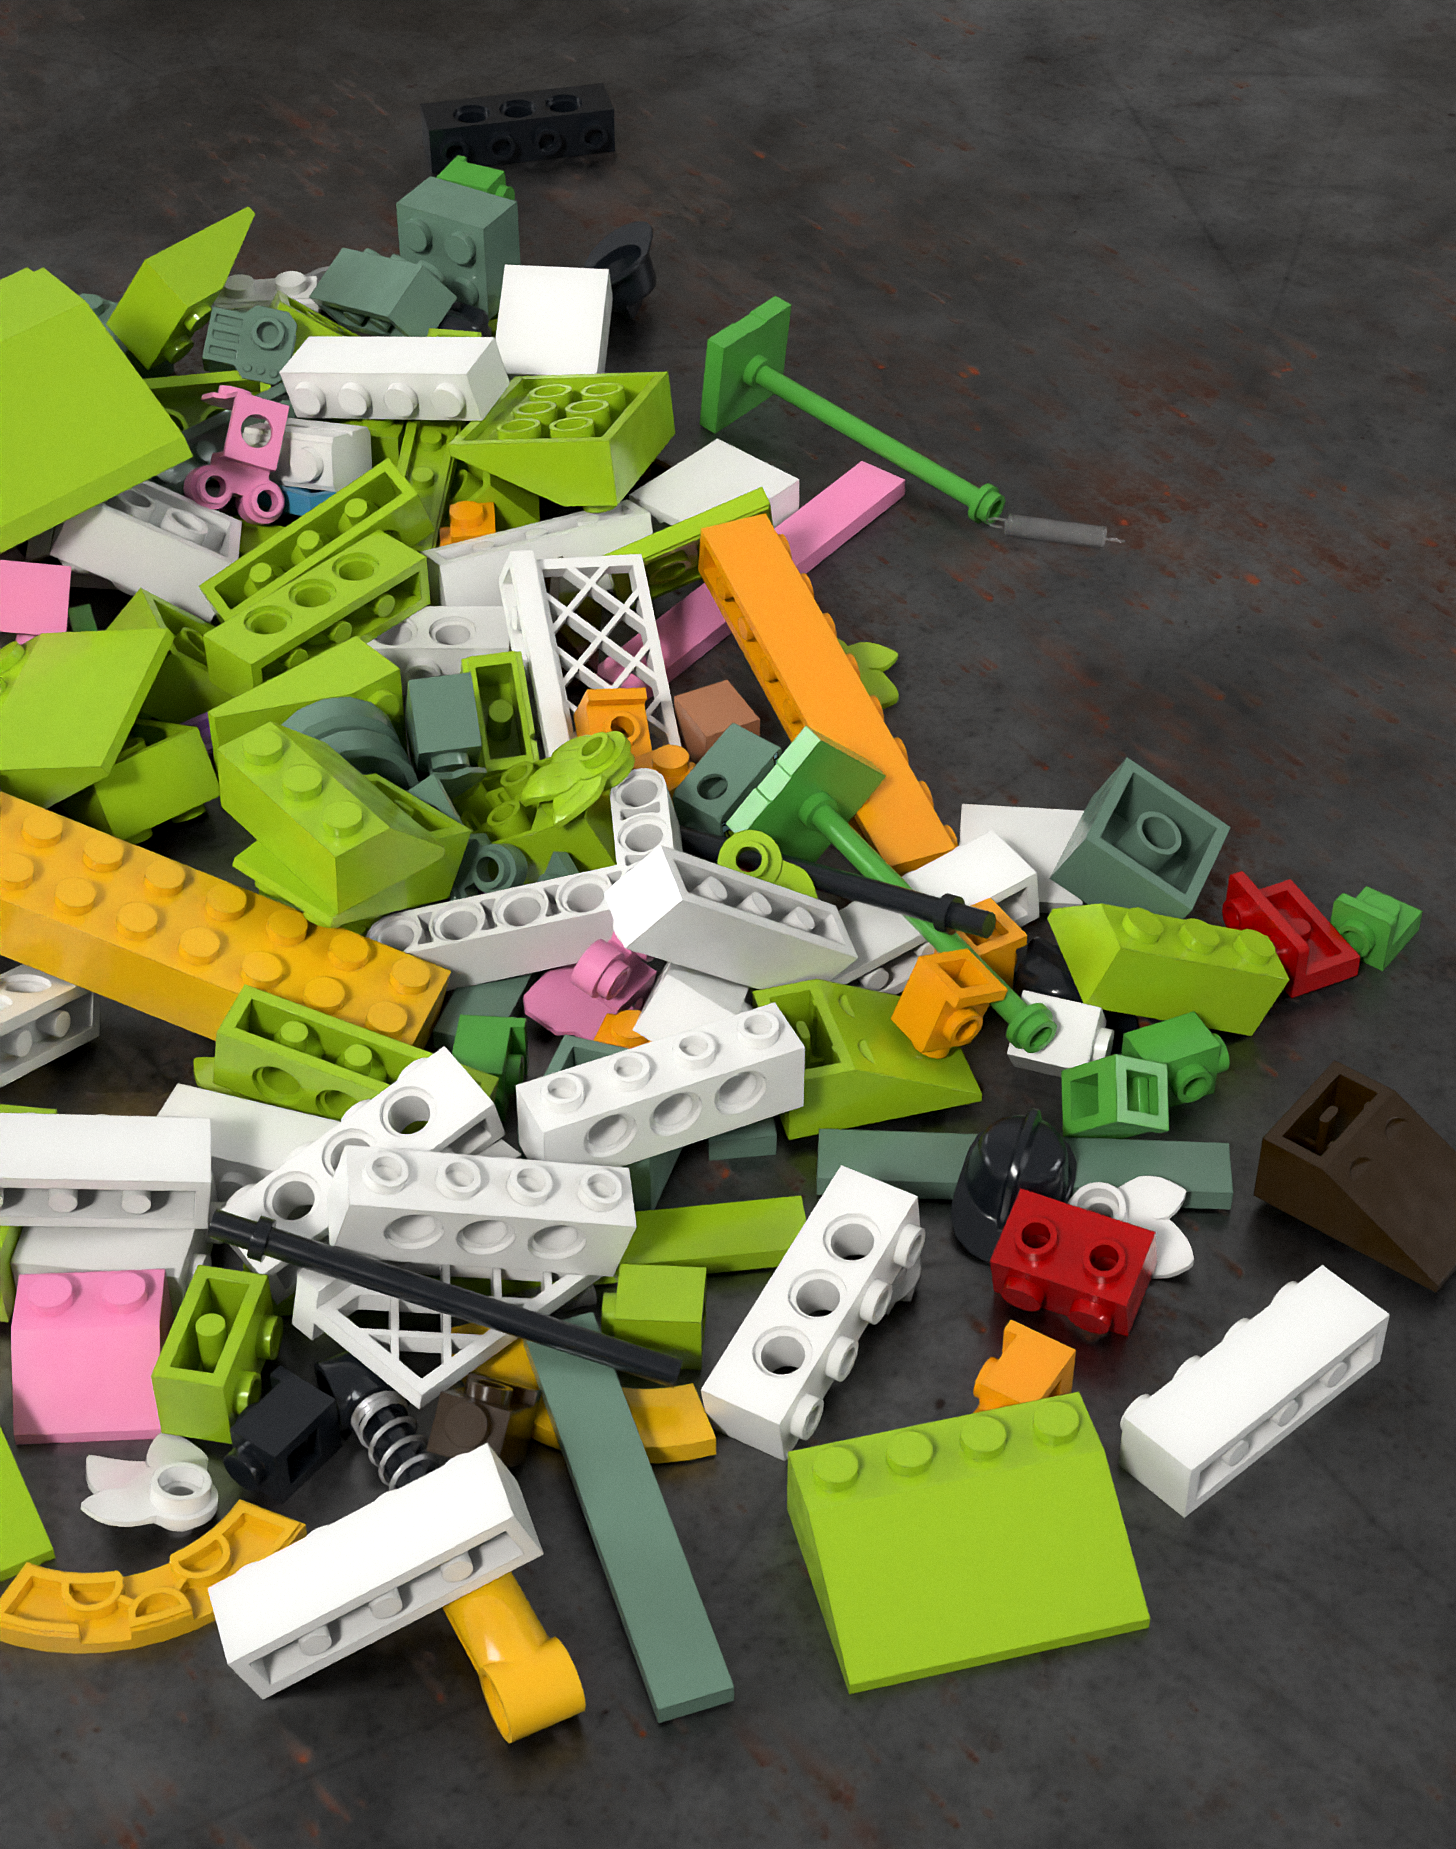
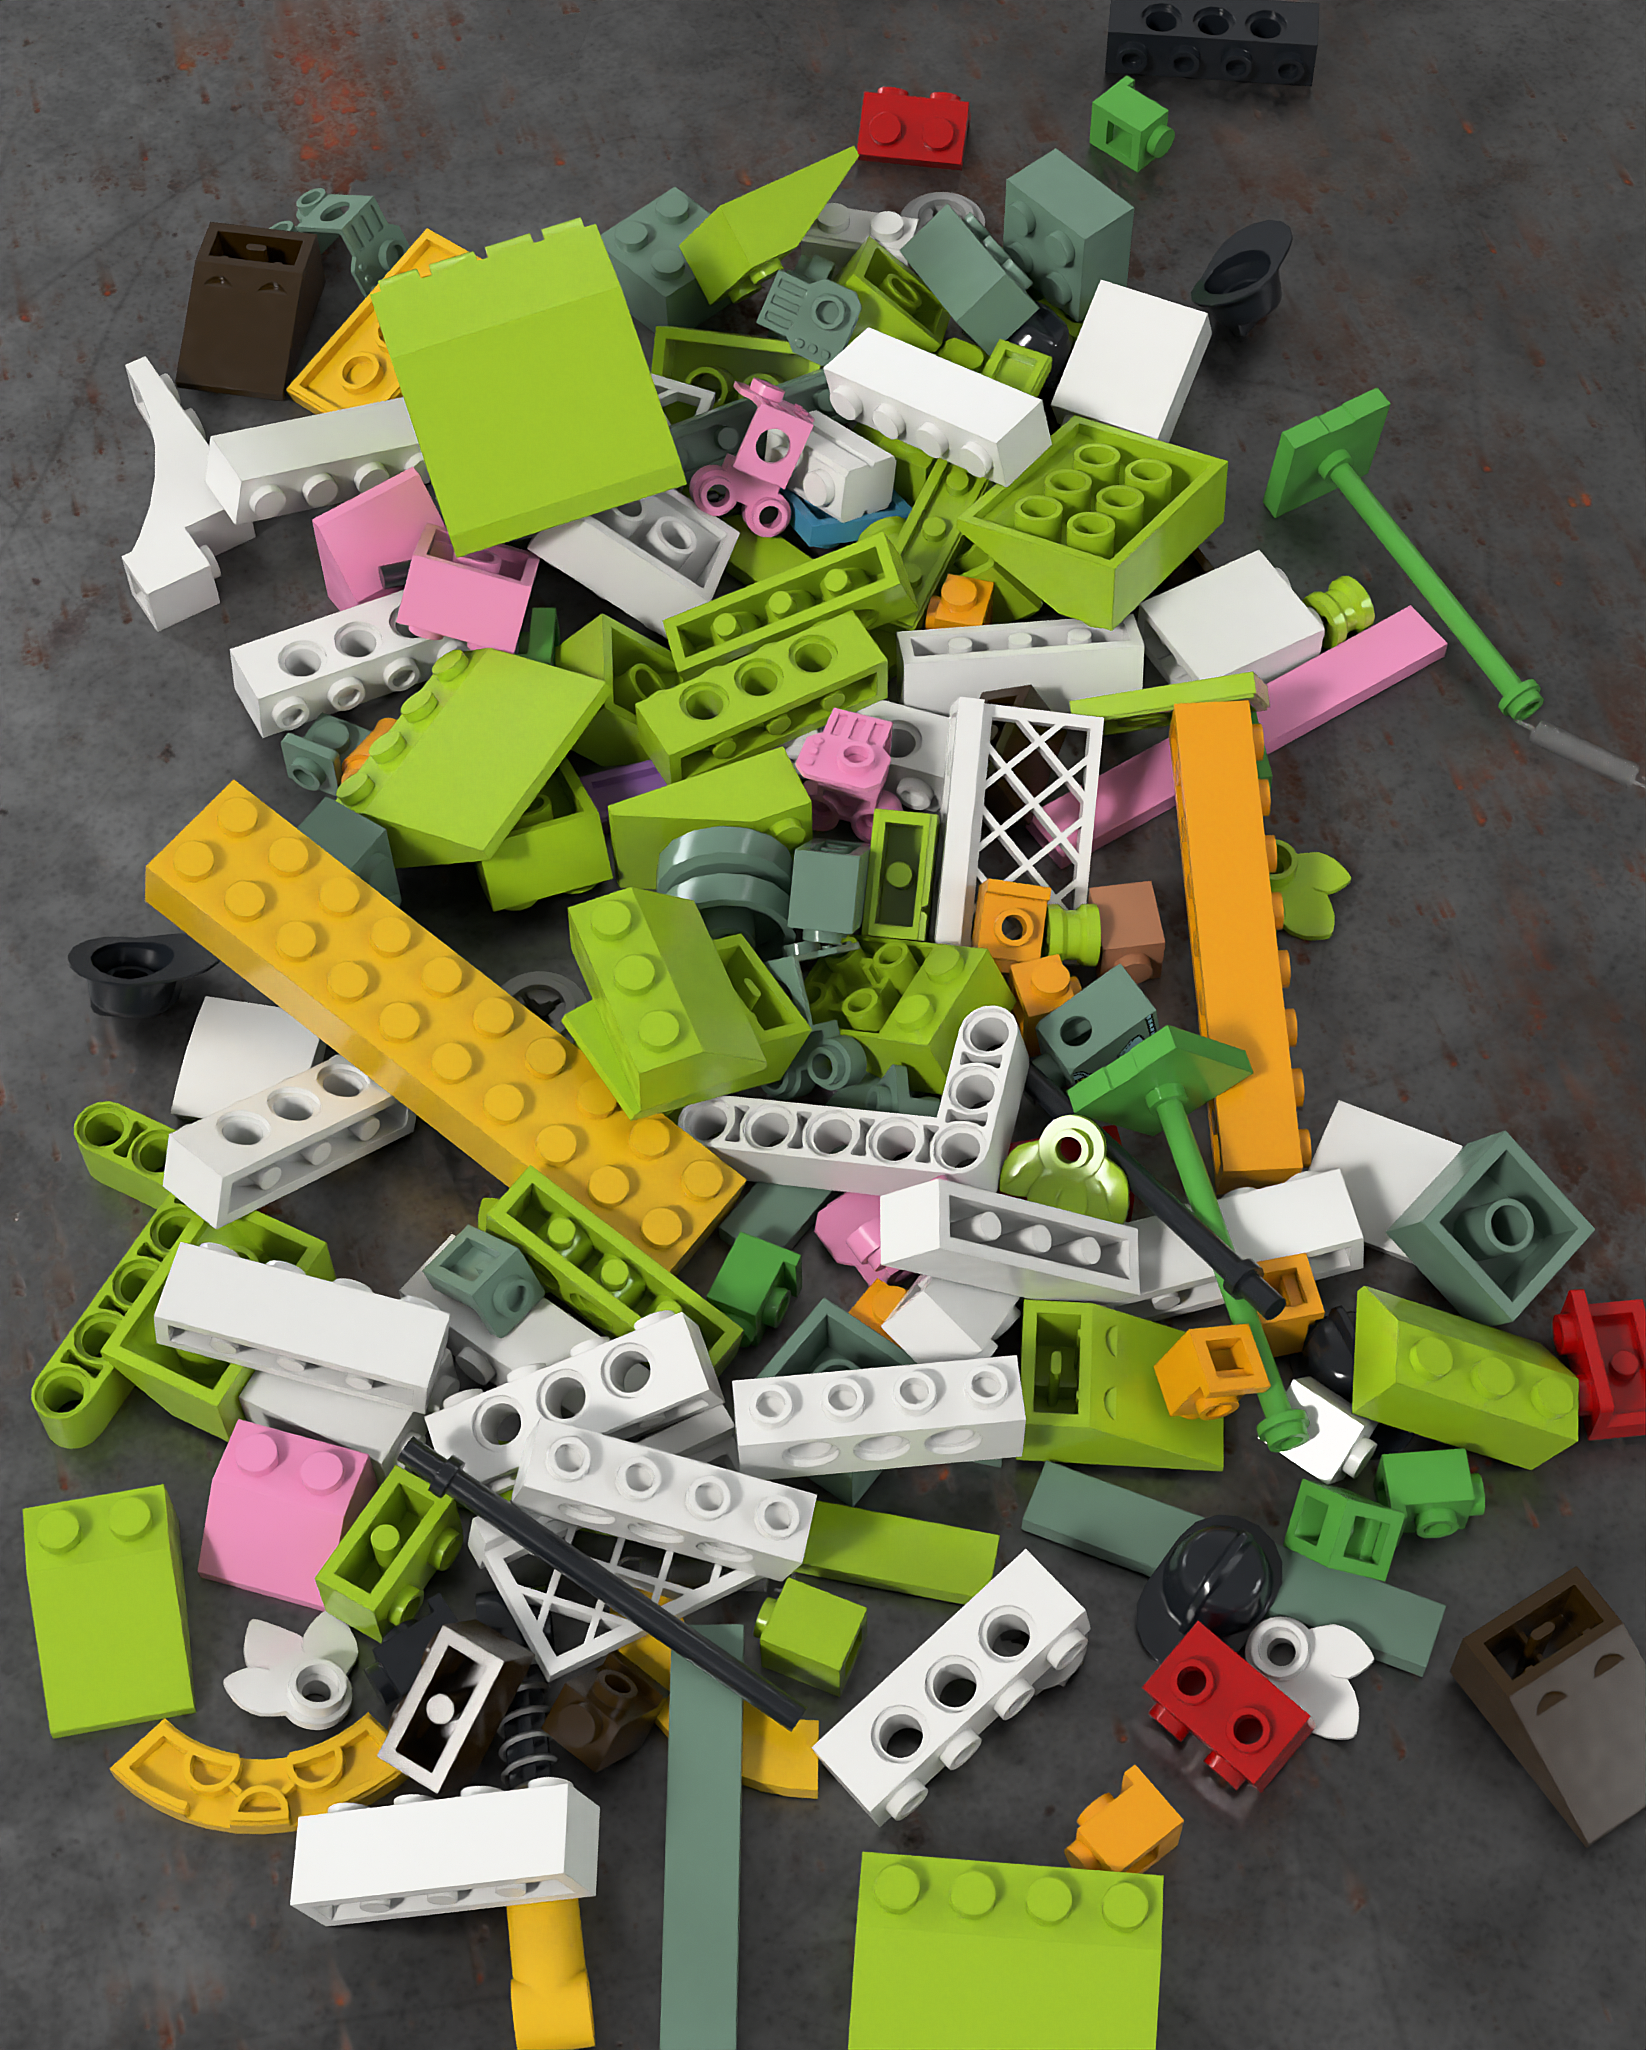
camera: 20 degrees right, 15 degrees up
(232, 1091) = (487, 1278): none -> sand green bracket
(286, 231) = (913, 129): none -> red bracket
(336, 1436) = (455, 1705): none -> dark brown brick
(421, 638) = (848, 771): none -> bright pink piece
(580, 774) = (936, 995): lime plate -> none
(677, 727) = (1073, 934): none -> lime wheel
(811, 467) = (1342, 609): none -> lime wheel
(1251, 1389) = (1349, 1906): white brick -> none

